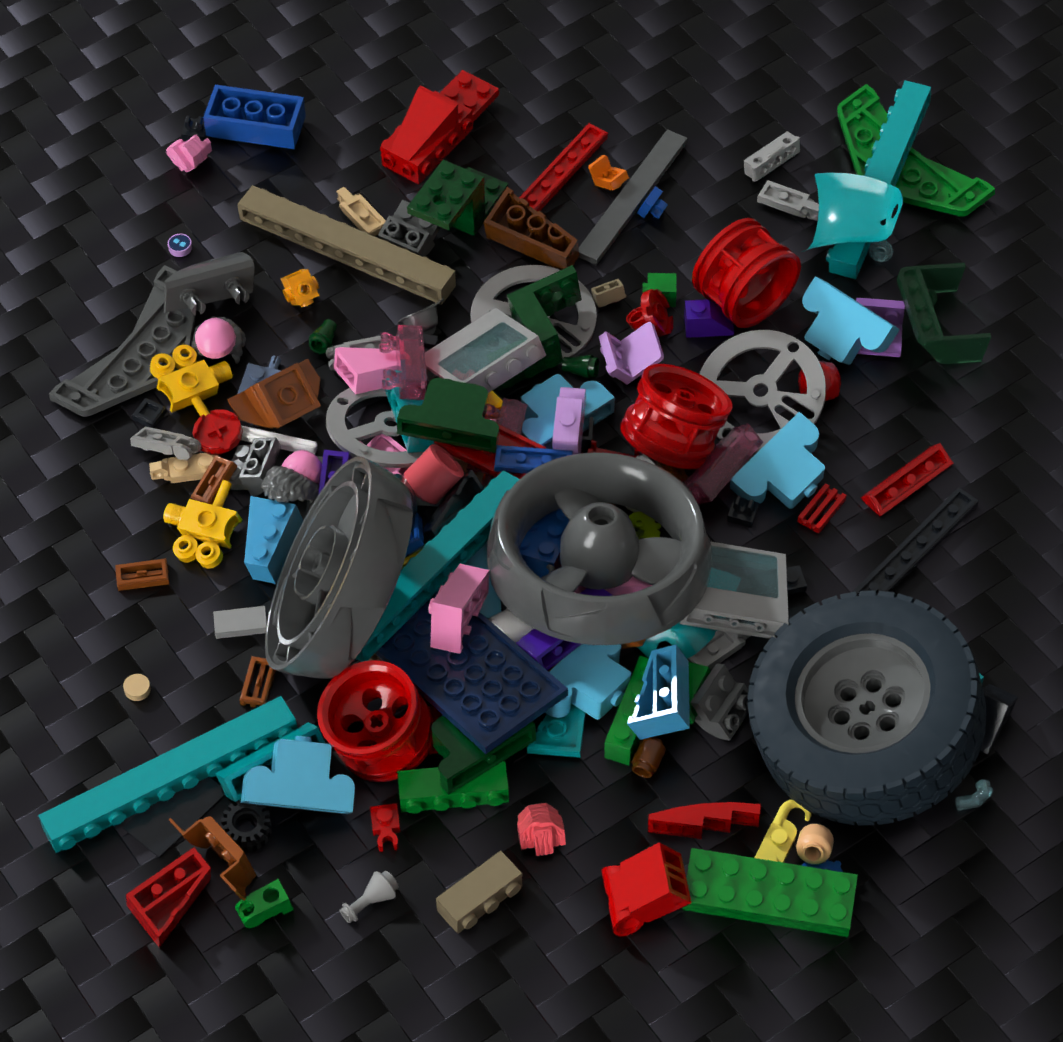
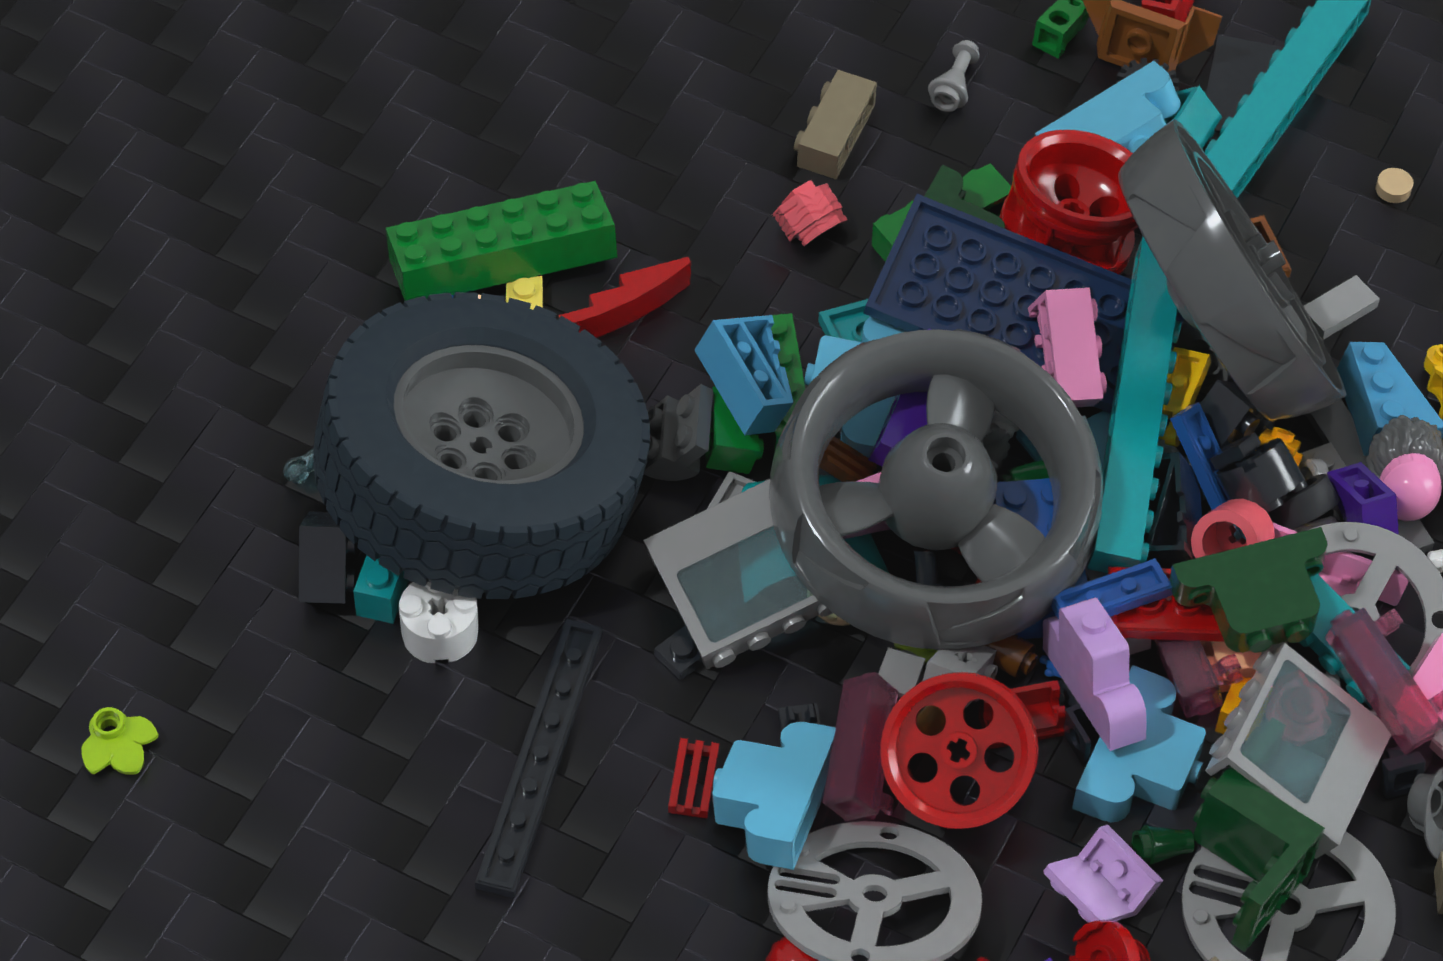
camera: 150 degrees right, 0 degrees up
(385, 824) = (985, 152): red plate -> none
(645, 888) = (646, 180): red piece -> none
(907, 479) = (596, 880): red slope -> none

